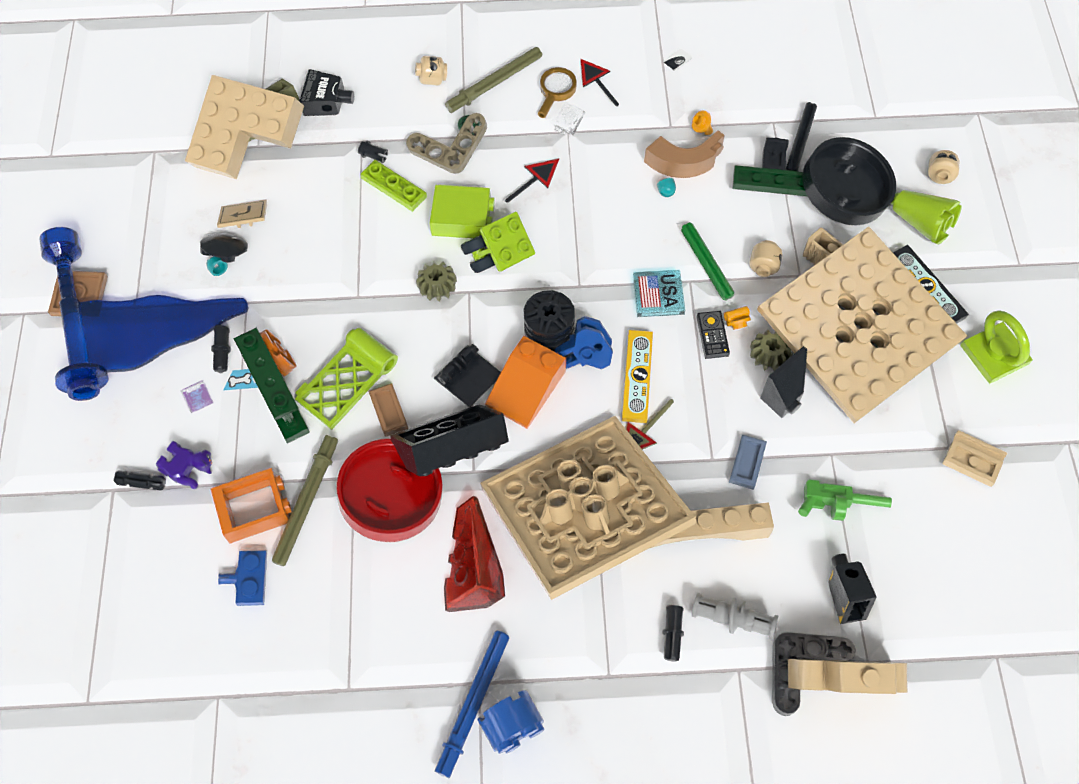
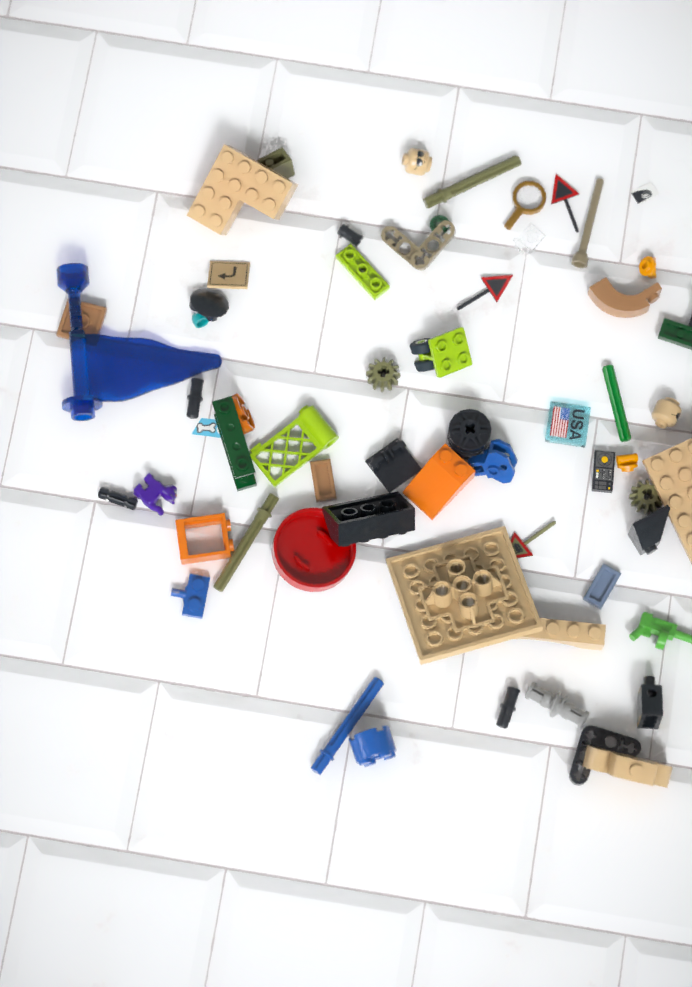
camera: 10 degrees right, 10 degrees up
(197, 396) = (170, 435): clear tile -> none
(324, 94) = (316, 166): black torso -> none
(460, 211) = (416, 312): lime brick -> none
(475, 571) = (368, 627): clear red wedge -> none
(628, 128) = (580, 258): none -> dark tan piece
(637, 376) = (531, 494): tile -> none
(666, 187) = (600, 326): teal hinge -> none

